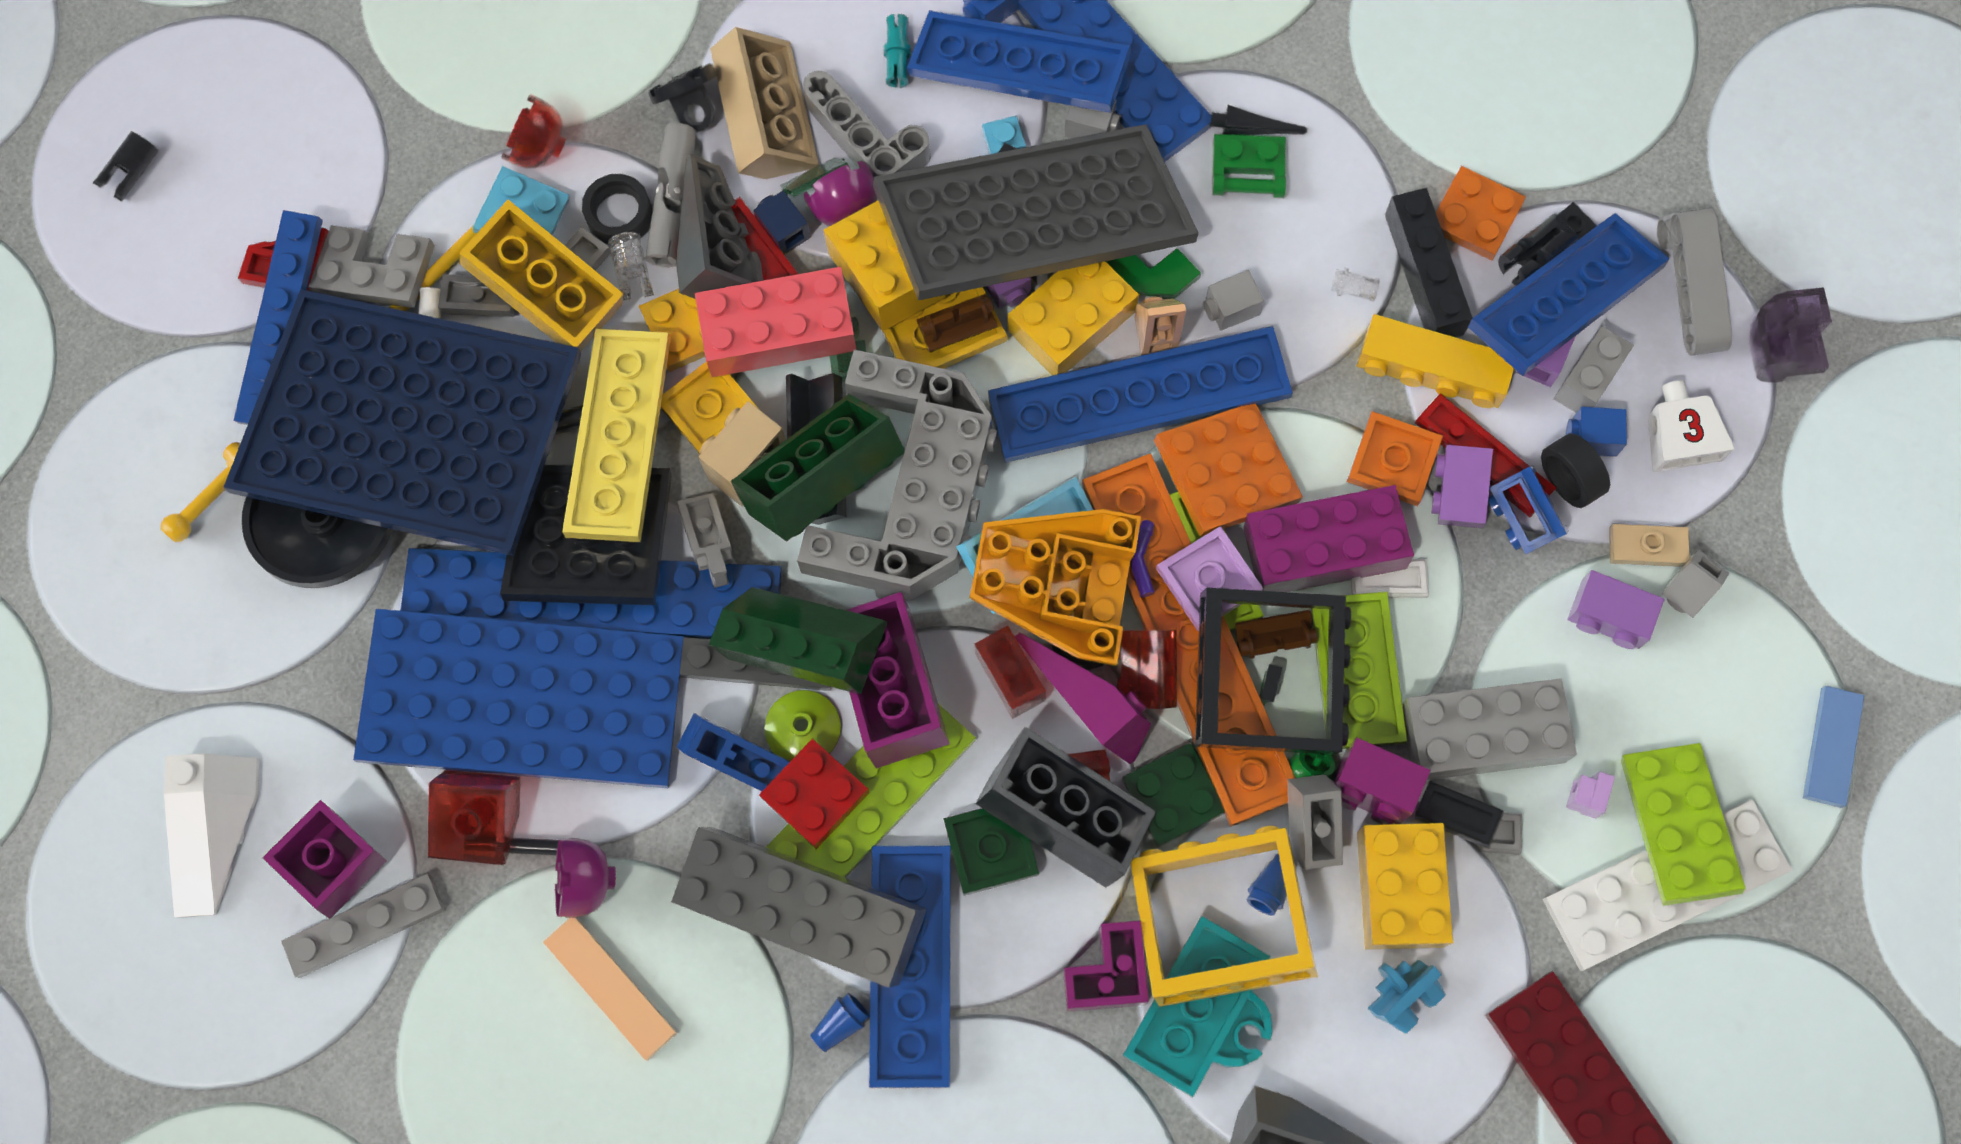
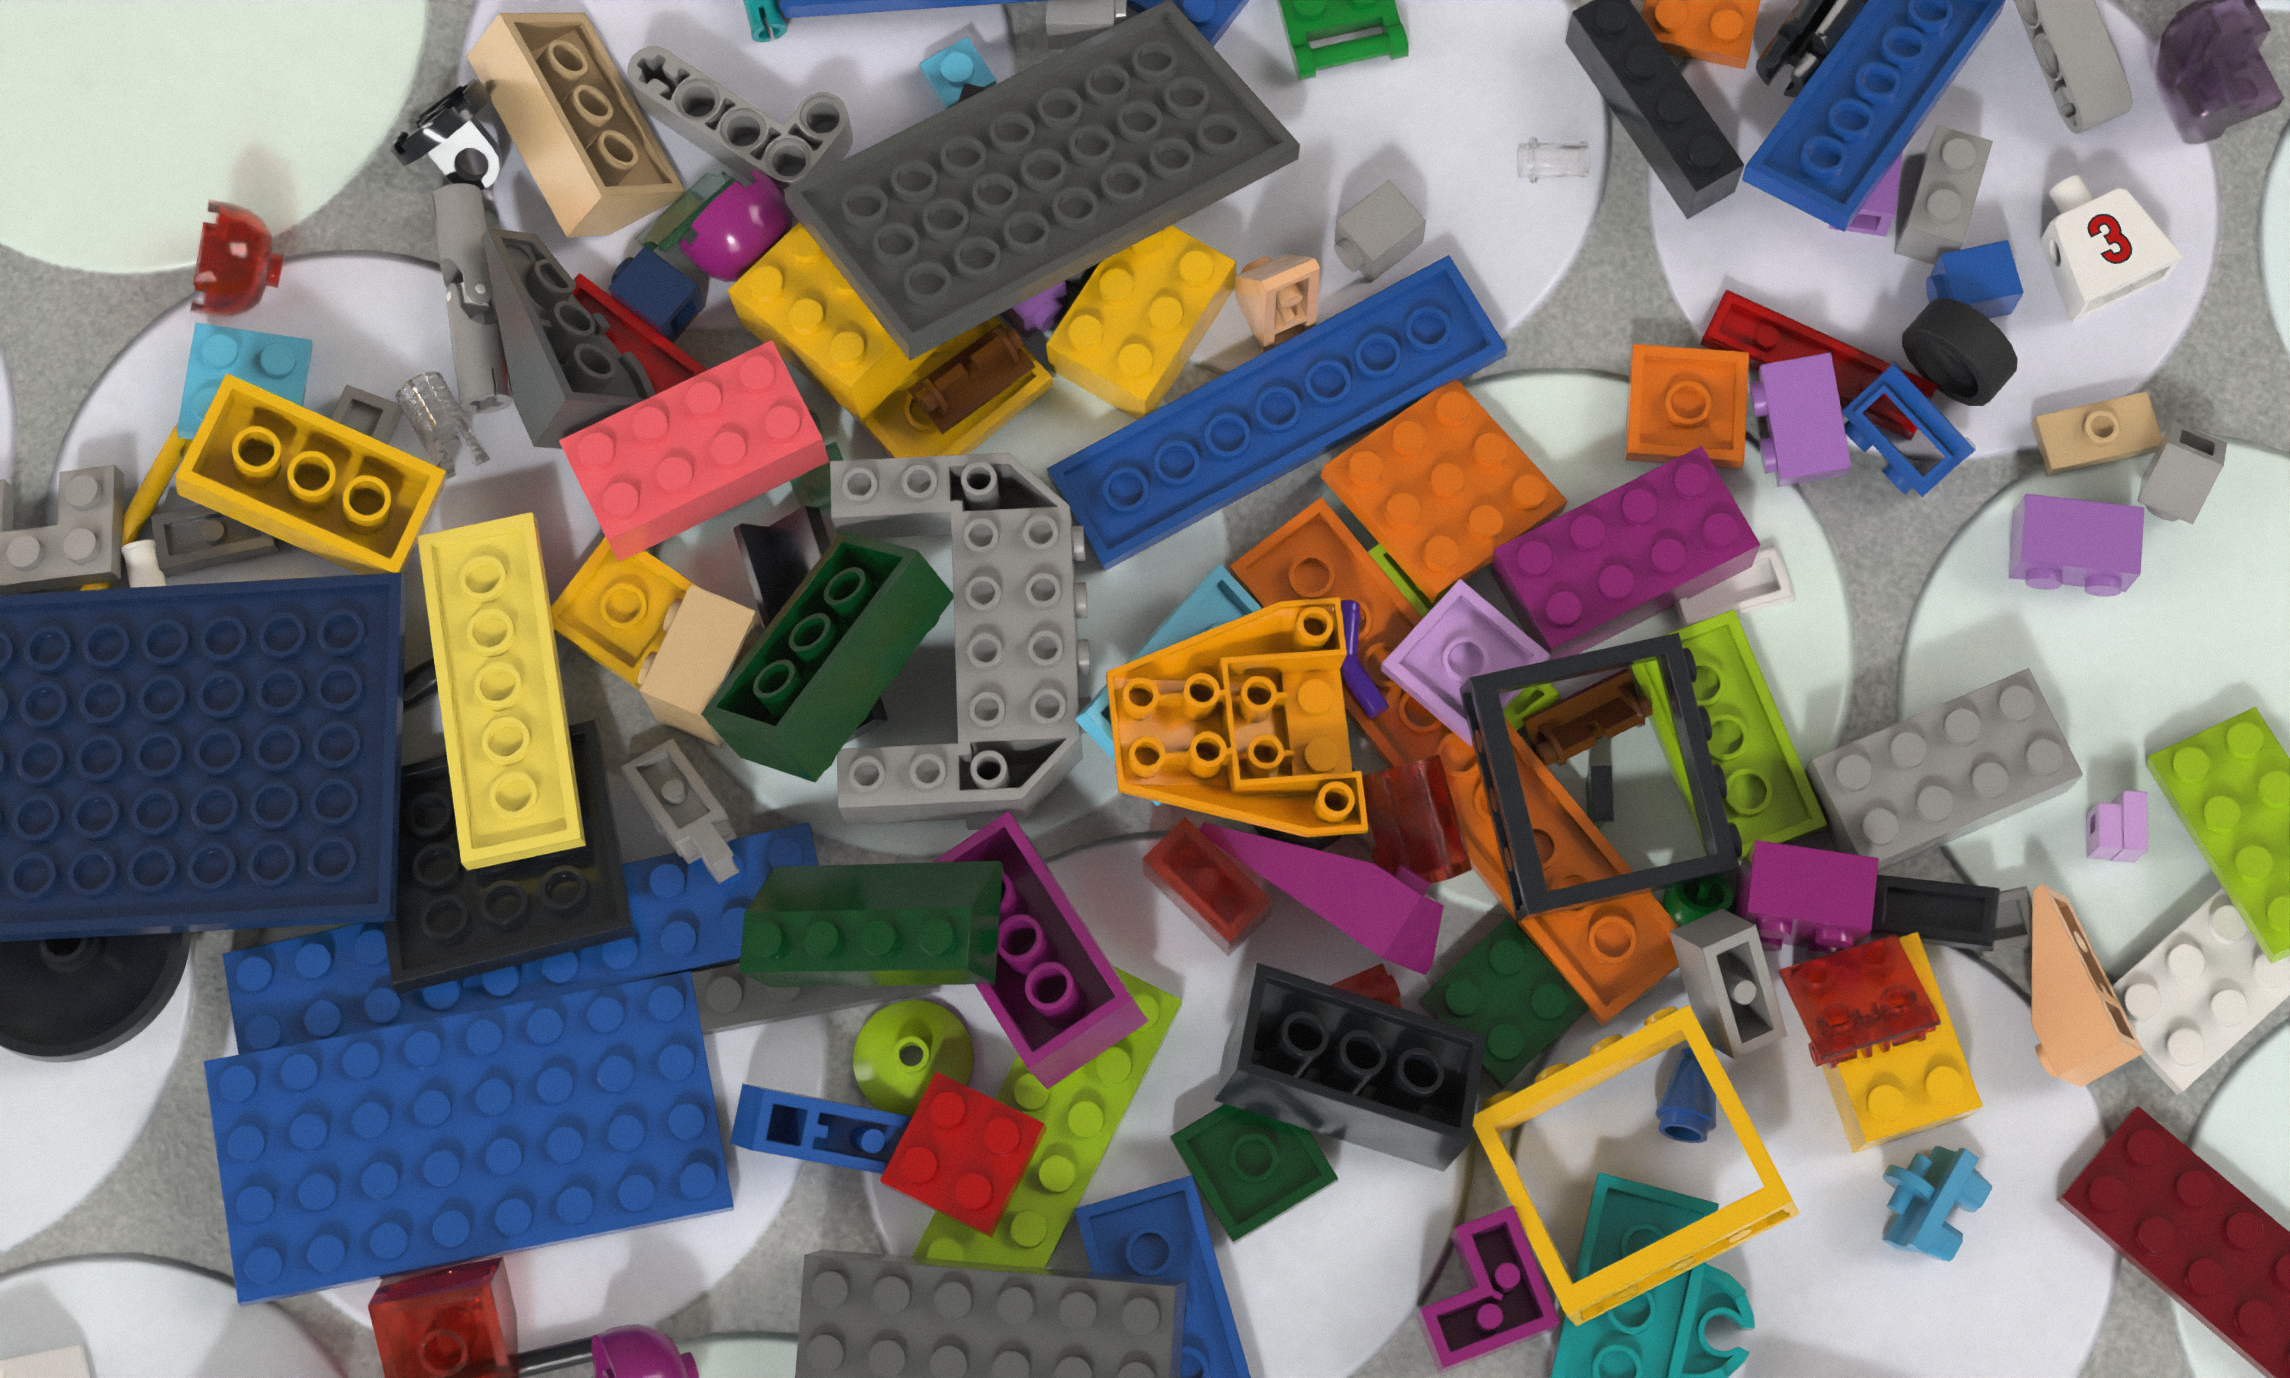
camera: 15 degrees left, 0 degrees up
(606, 187) = (371, 309): black tyre -> none
(678, 317) = (544, 484): yellow plate -> none
(1164, 280) = (1264, 228): green tile -> none
(1393, 855) = (1859, 1001): none -> clear red hinge
(1435, 362) = (1705, 244): yellow brick -> none
(1530, 892) = (2072, 1001): none -> light nougat slope

